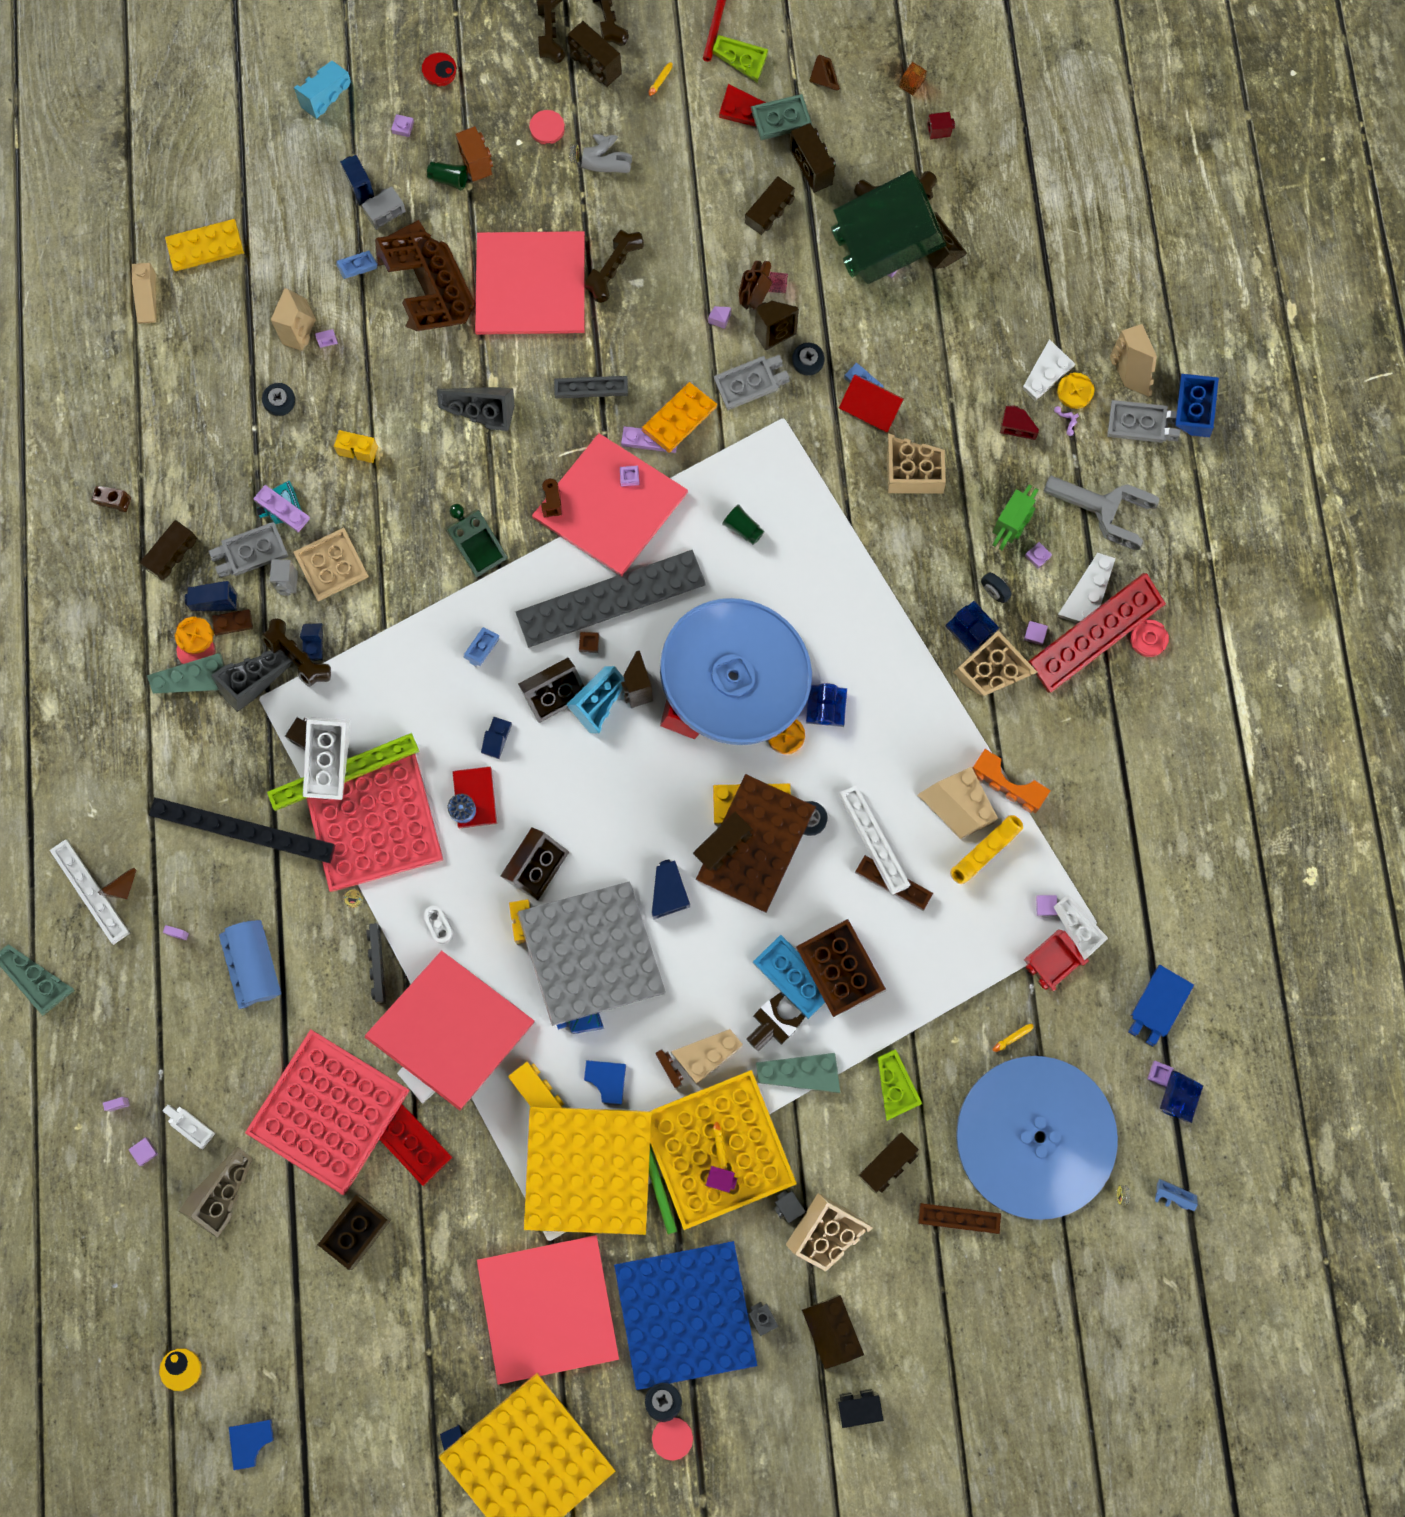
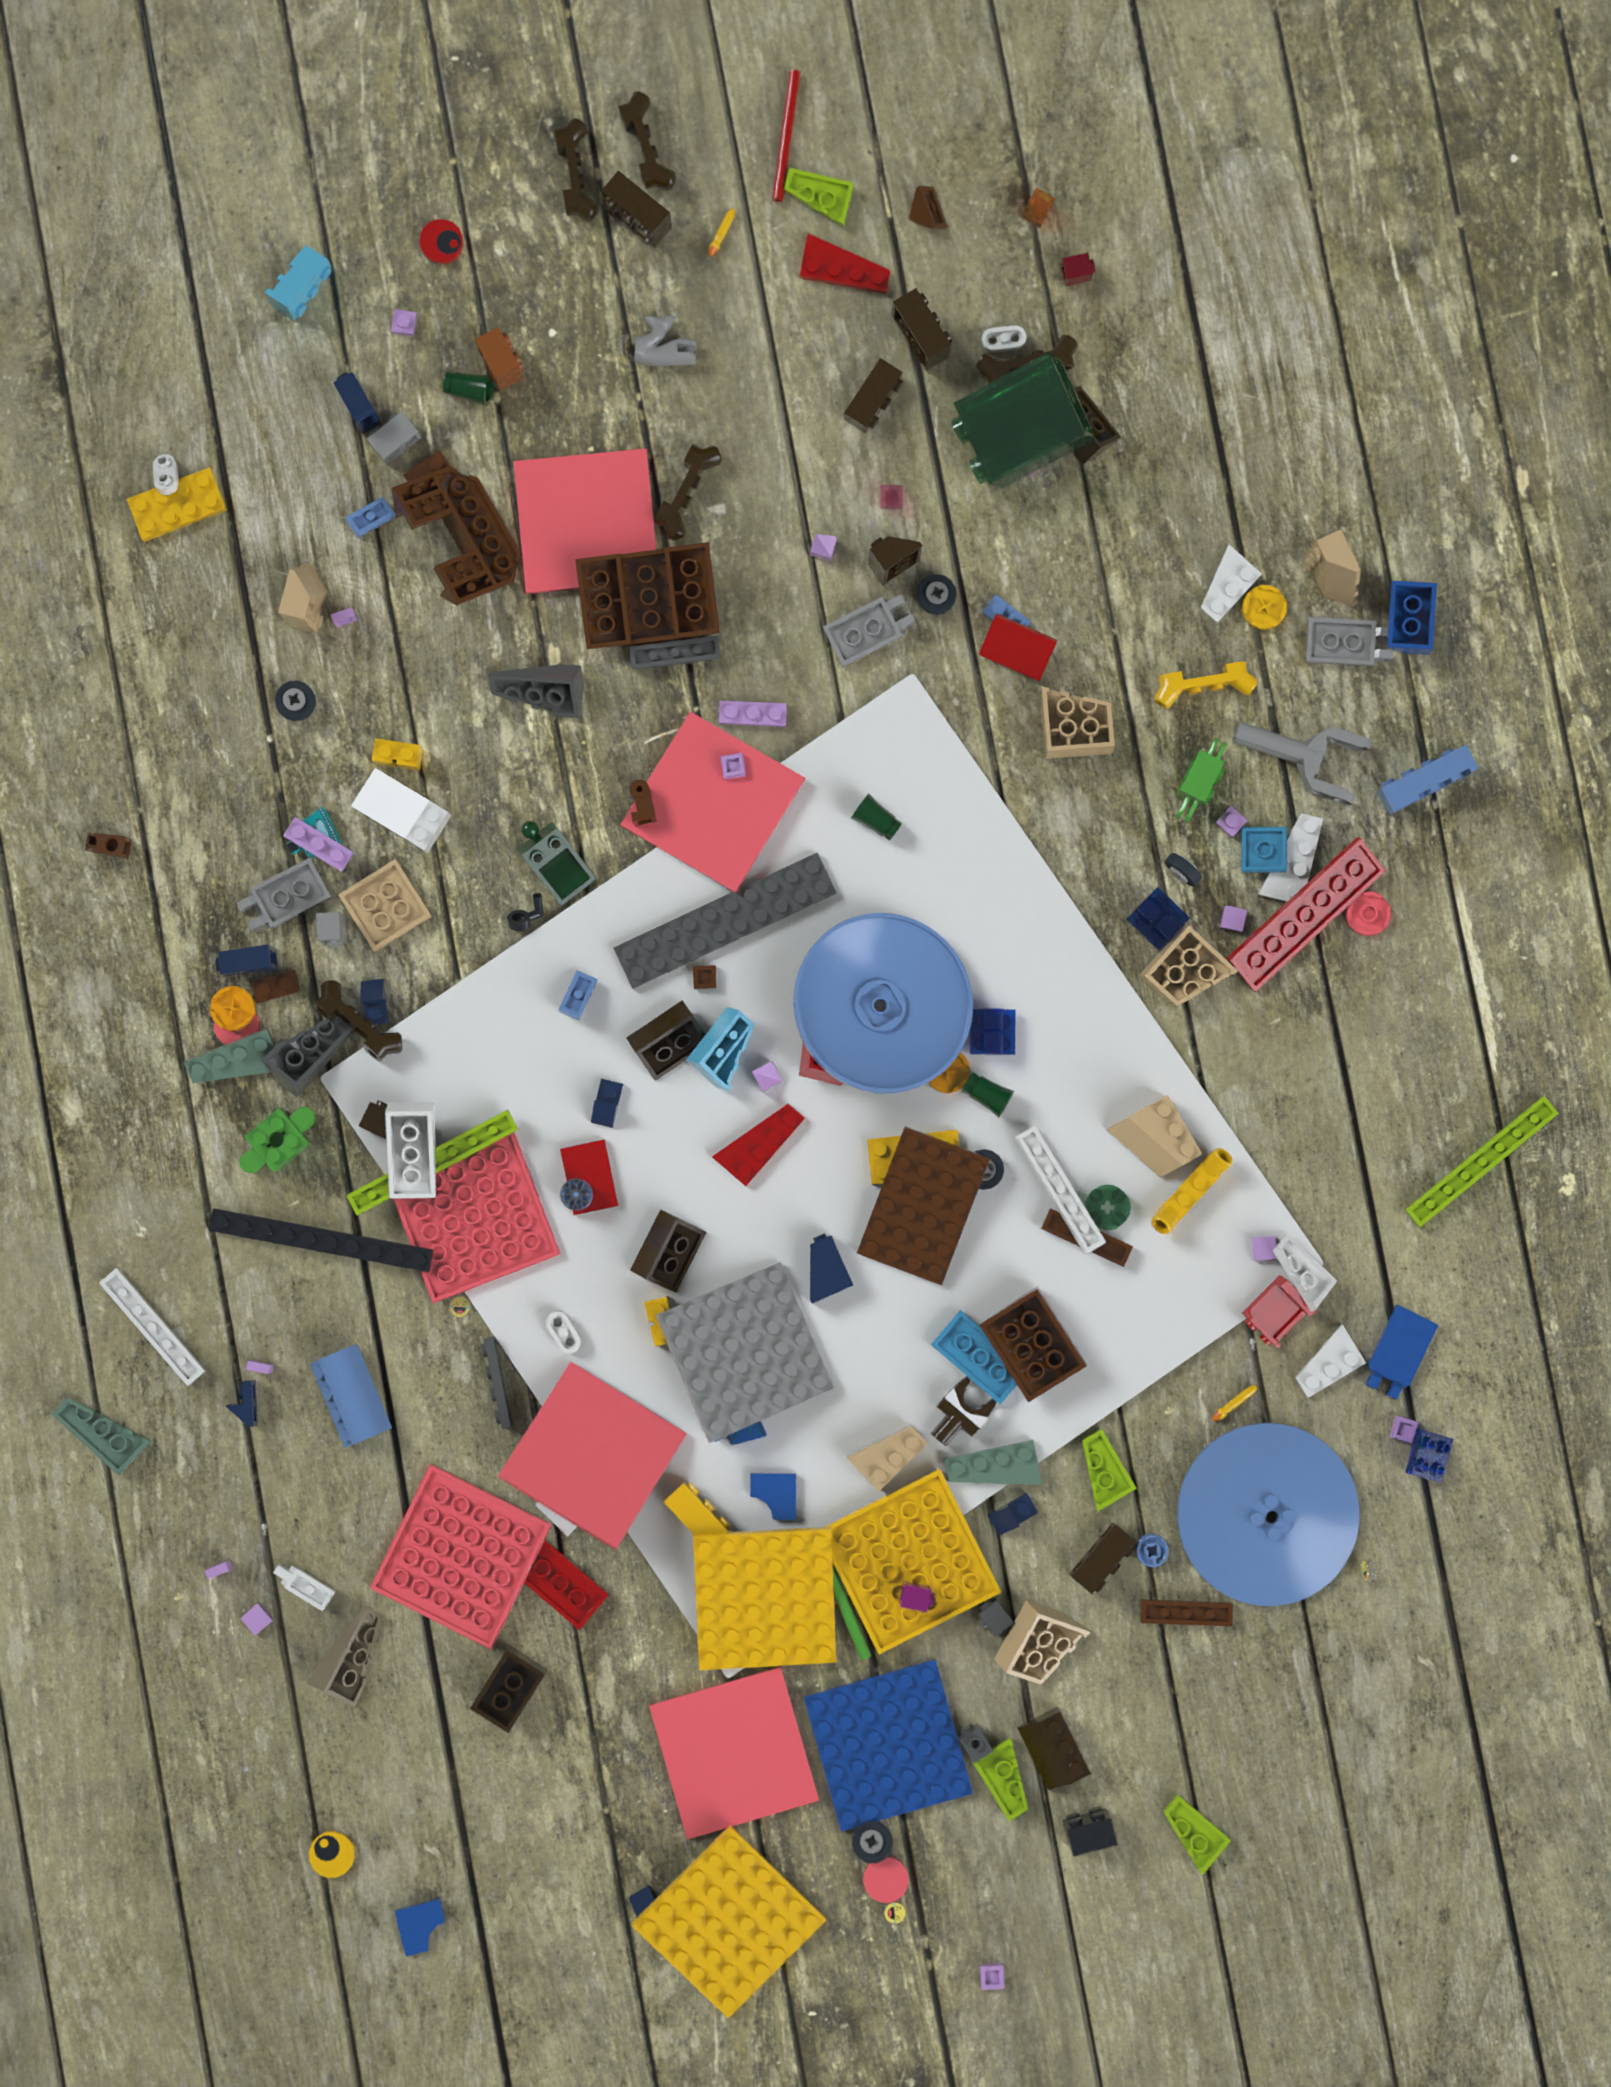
camera: 10 degrees left, 10 degrees up
(120, 886) = (188, 1317): reddish brown slope -> none
(144, 292) = (111, 575): tan slope -> none
(160, 968) = (248, 1409): none -> dark blue slope
(168, 550) = (188, 905): dark brown brick -> none
(198, 220) = (165, 474): none -> white plate
(216, 744) = (277, 1140): none -> bright green brick
(355, 491) = (401, 810): none -> white slope
(441, 585) = (520, 919): none -> black plate
(547, 127) = (585, 310): coral tile -> none
(573, 339) = (647, 596): none -> reddish brown slope
(621, 782) = (756, 1147): none -> red wing
(633, 726) = (767, 1076): none -> lavender slope
(636, 684) = (767, 1028): dark brown slope -> none
(666, 1060) = (852, 1483): reddish brown plate -> none
(677, 1470) = (894, 1912): none -> tile
(679, 417) = (786, 684): light orange plate -> none
(720, 1146) = (911, 1557): yellow piece -> none
(723, 842) = (887, 1213): dark brown brick -> none
(755, 285) = (864, 504): reddish brown hinge -> none
(780, 116) = (878, 275): sand green tile -> none
(785, 1354) = (1003, 1779): none -> lime wing
(812, 1117) = (1012, 1514): none -> dark blue slope
(819, 755) = (988, 1093): none -> dark green plant
(877, 172) = (1003, 338): none -> white plate
(922, 851) = (1116, 1198): none -> clear green plate
(932, 1160) = (1152, 1550): none -> medium blue wheel
(955, 1420) = (1198, 1835): none -> lime wing
(1018, 423) = (1196, 657): dark red slope -> none
(1029, 795) = (1188, 1092): orange arch -> none
(1047, 439) = (1233, 674): none -> yellow plate
(1064, 579) = (1264, 850): none -> dark azure tile
(1070, 432) = (1260, 662): lavender piece -> none
(1098, 1010) = (1332, 1362): none -> white wing
(1180, 1196) = (1429, 1565): medium blue plate -> none
(1204, 532) = (1427, 779): none -> medium blue wedge
(1236, 849) = (1481, 1161): none -> lime plate

